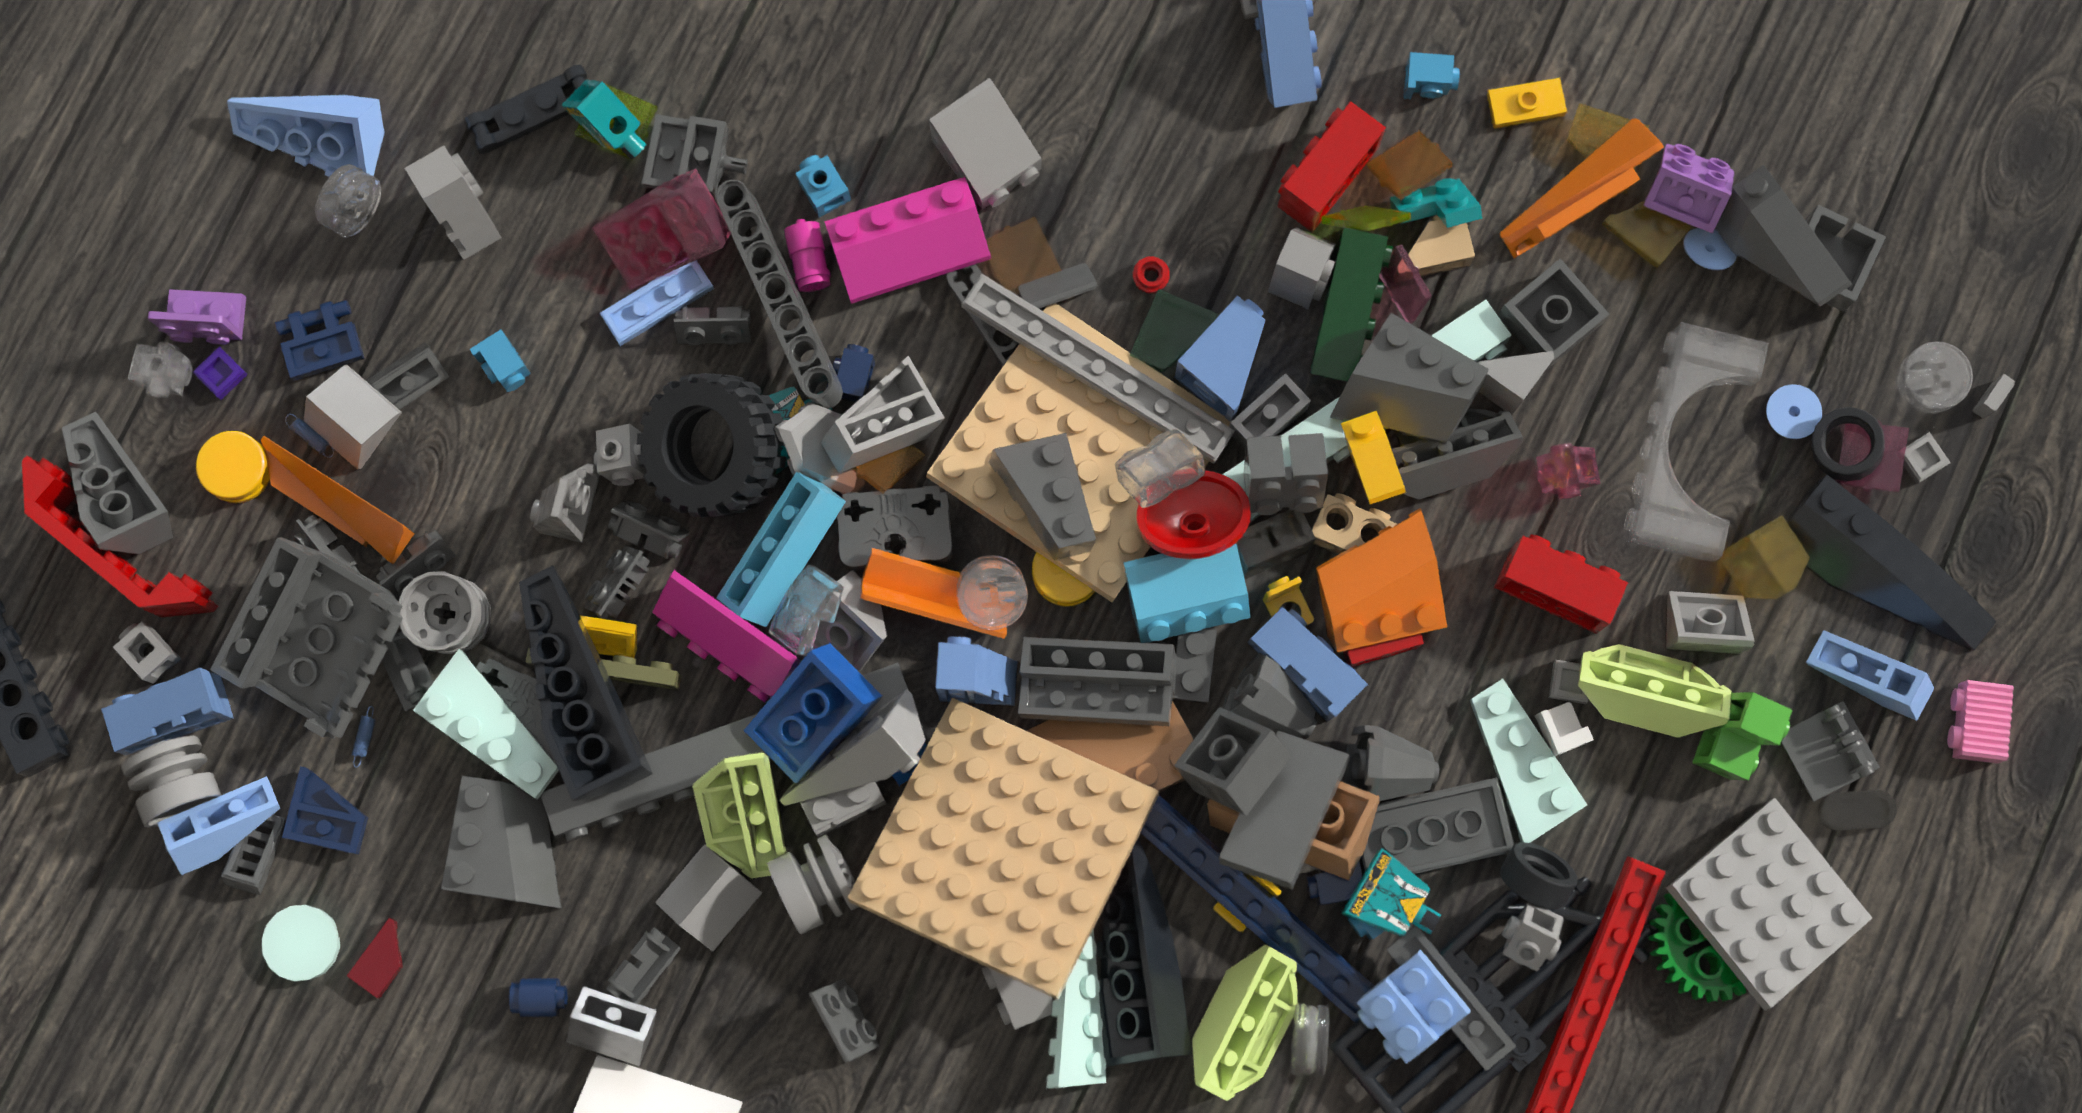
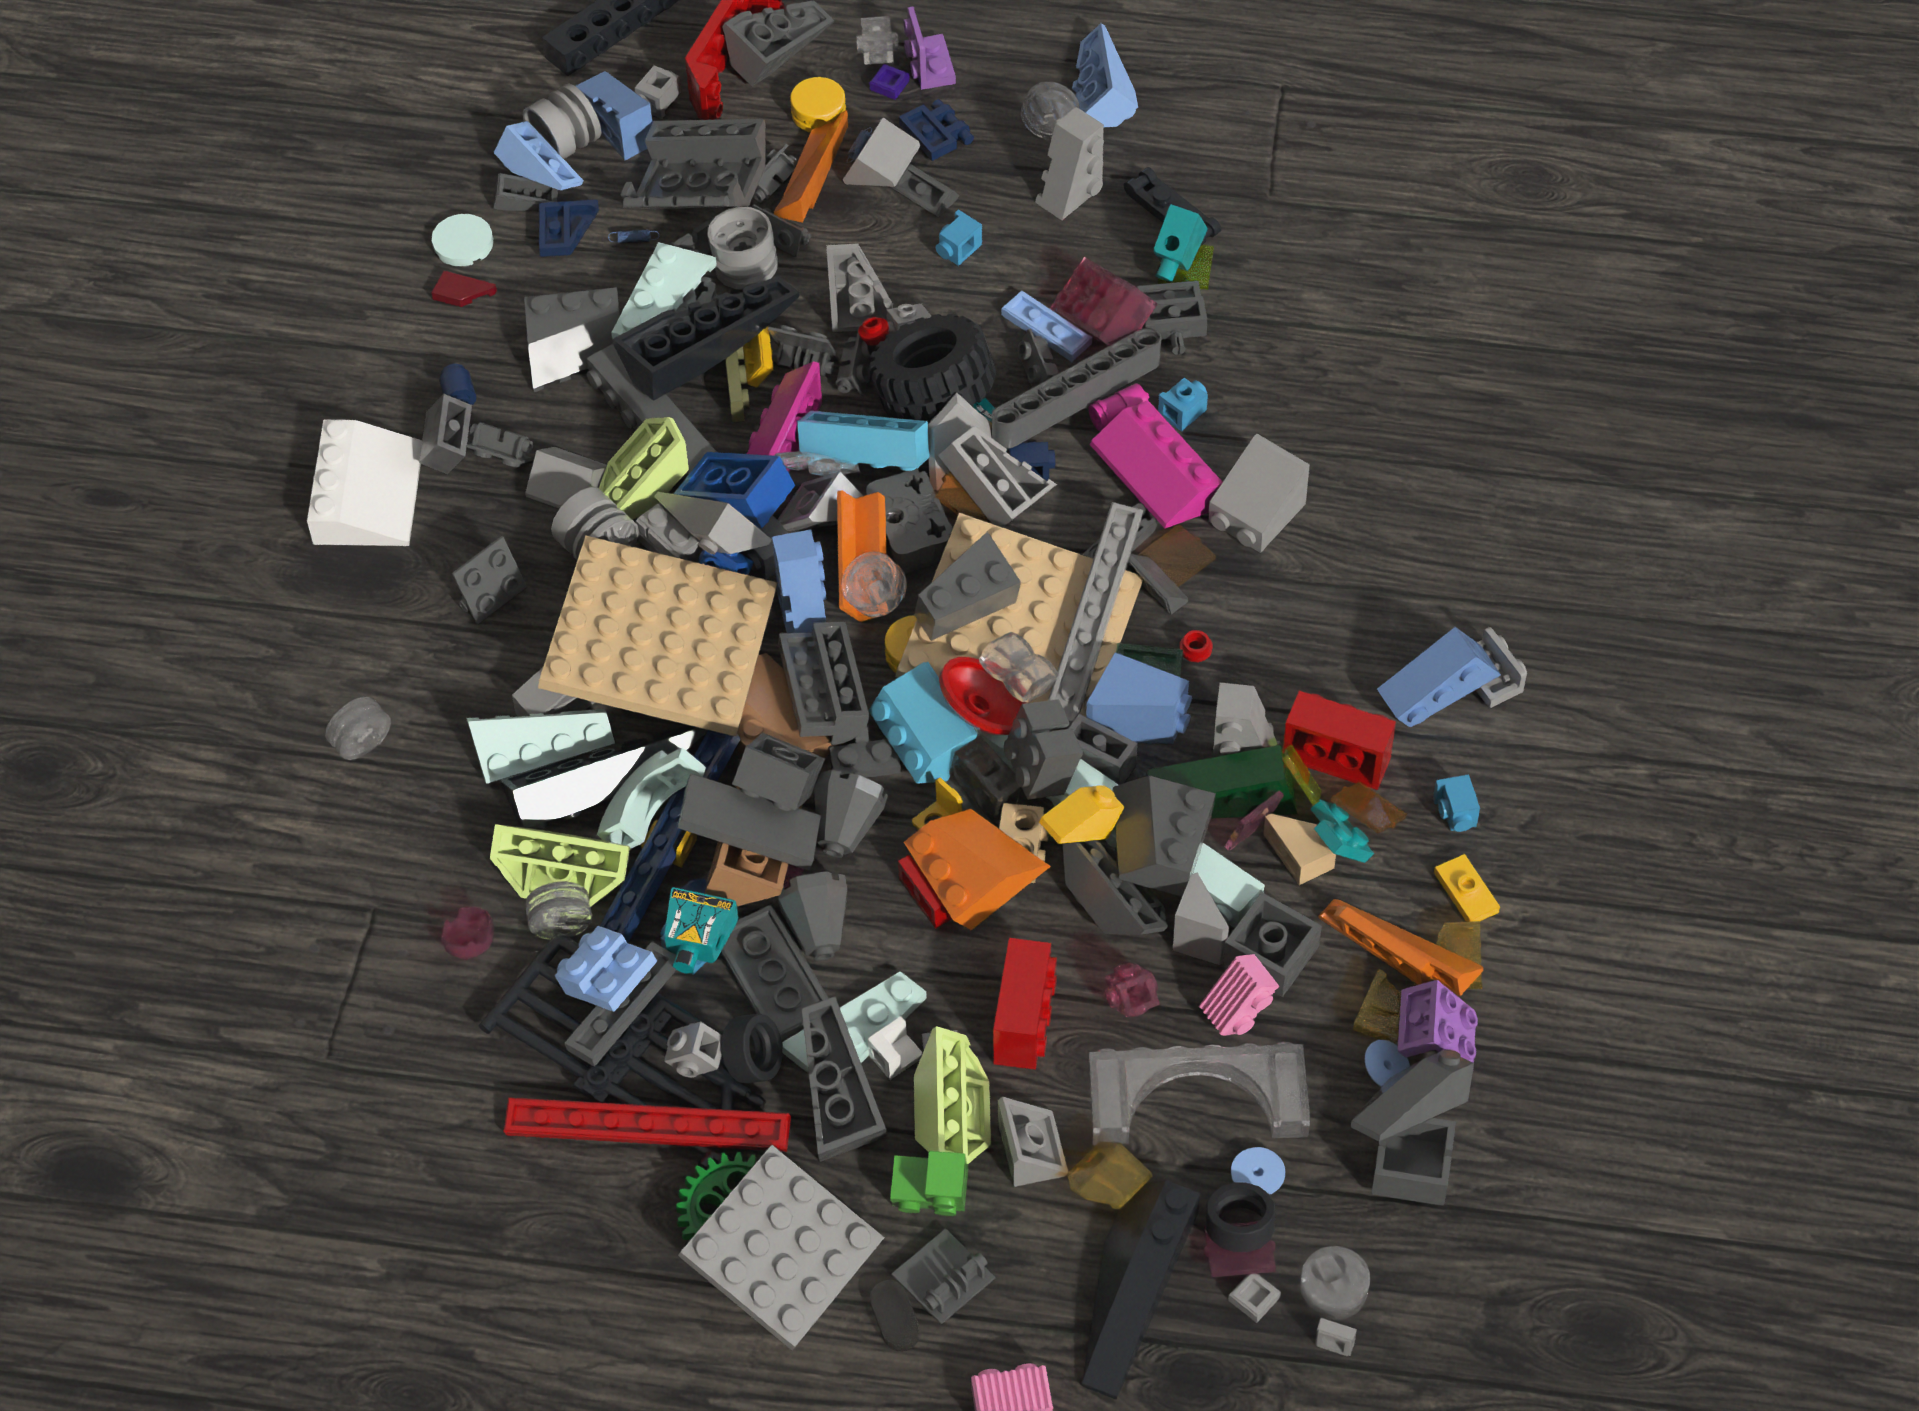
camera: 75 degrees right, 25 degrees down
(634, 495) = (873, 330): none -> red plate
(1189, 919) = (643, 794): none -> light aqua arch
(1309, 663) = (879, 843): medium blue wedge -> none
(1610, 366) = (1239, 995): none -> bright pink brick
(1619, 799) = (840, 1092): none -> dark grey wedge
(1872, 674) = (1025, 1293): light blue slope -> none

